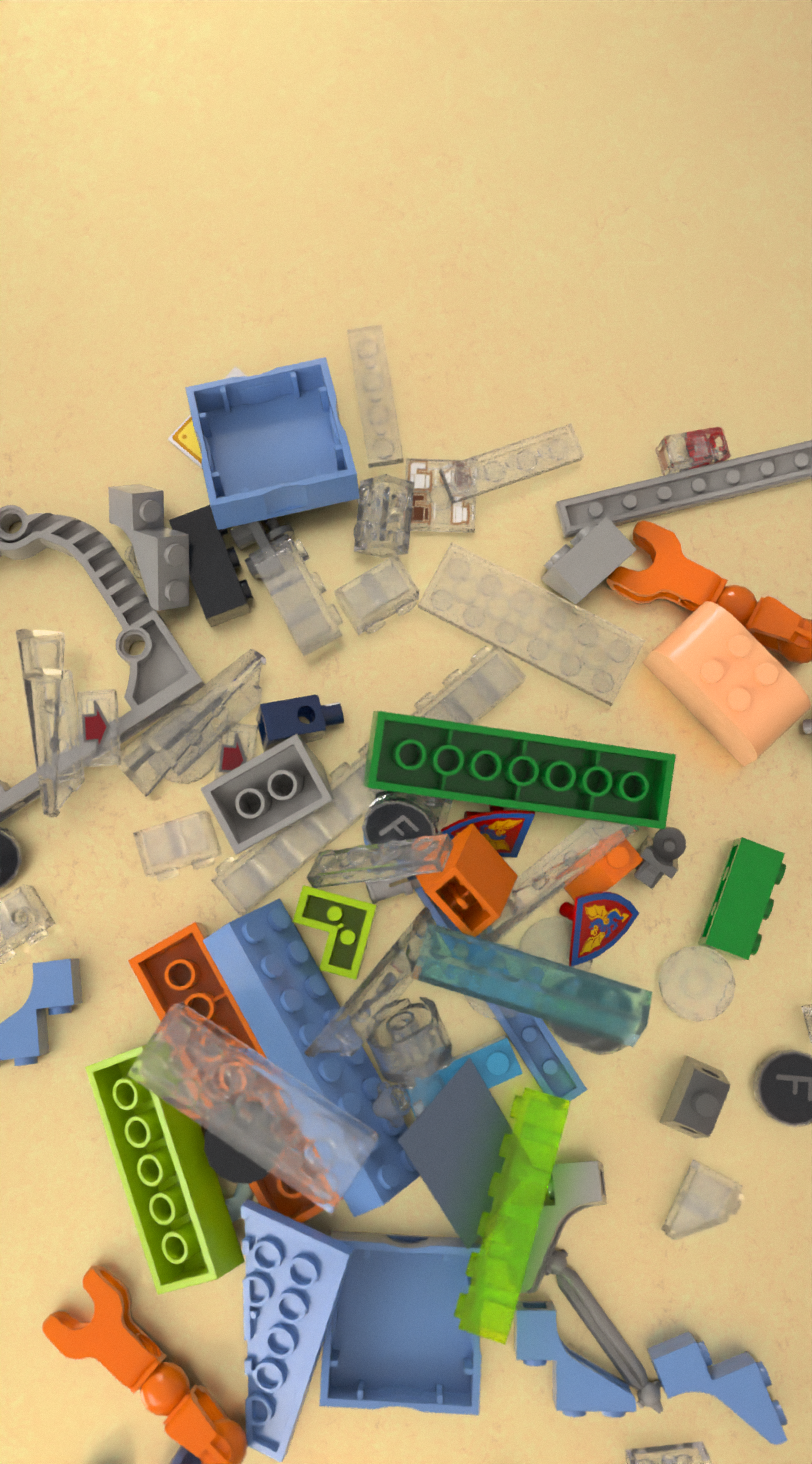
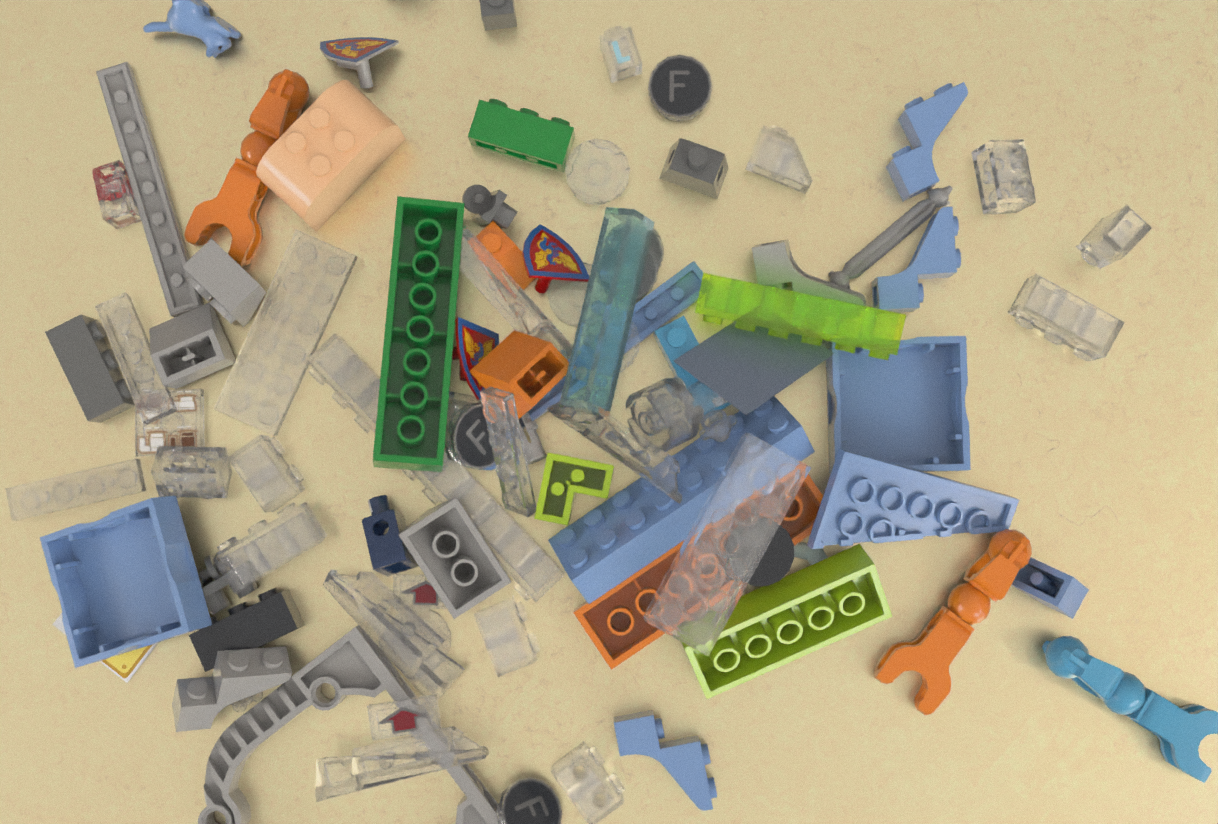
camera: 90 degrees left, 5 degrees up
(504, 416) = (90, 368): none -> dark grey brick
(520, 520) = (189, 347): none -> light grey slope

